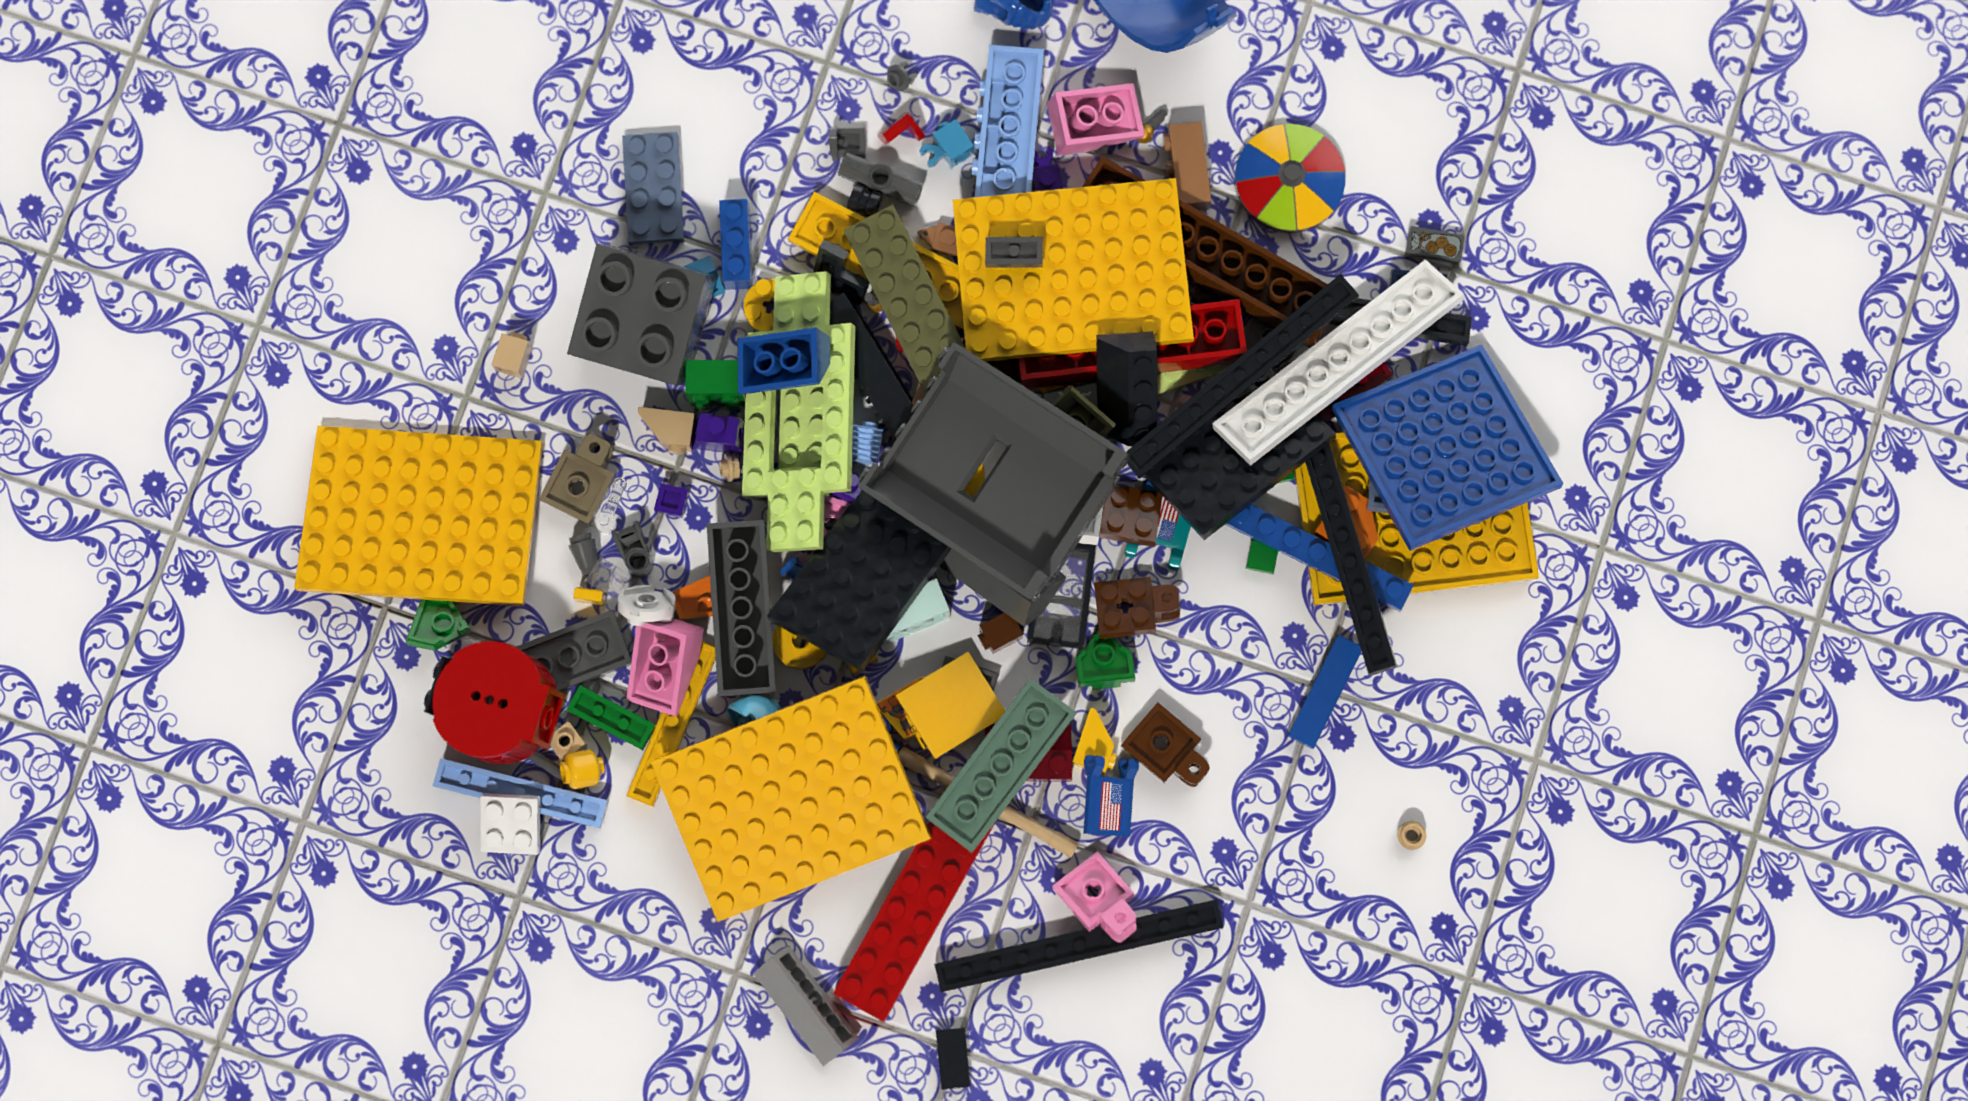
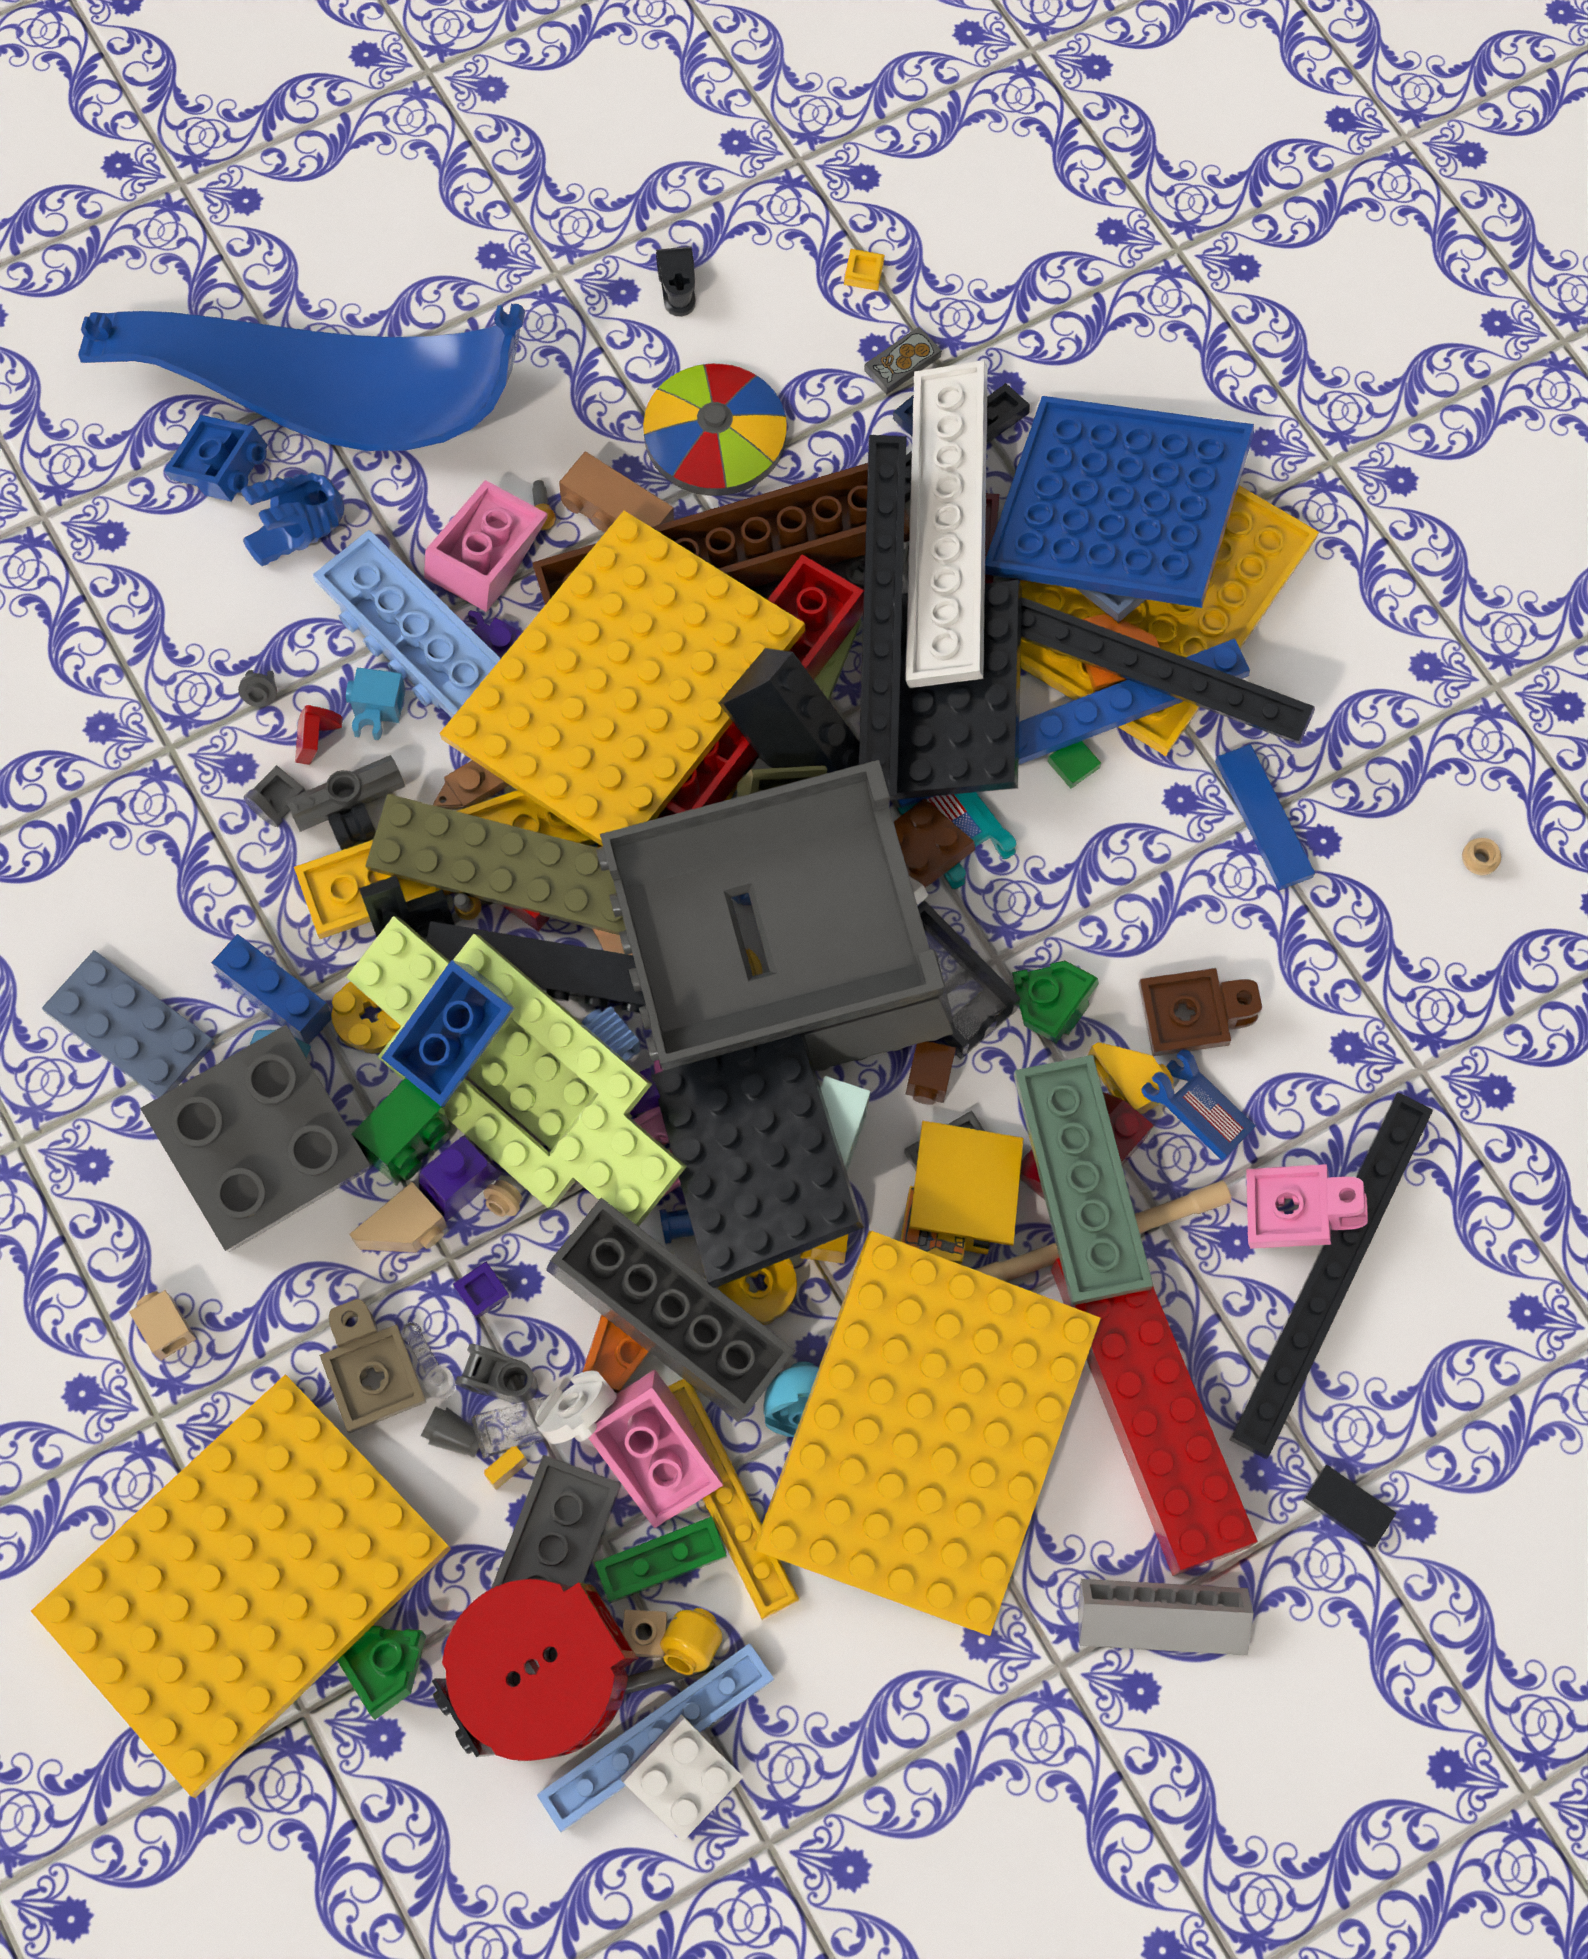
camera: 50 degrees left, 10 degrees down
(1014, 252) = (555, 713): dark grey plate -> none
(1149, 607) = (1030, 904): reddish brown plate -> none
(1368, 70) = (677, 279): none -> black piece
(1475, 171) = (864, 269): none -> yellow tile

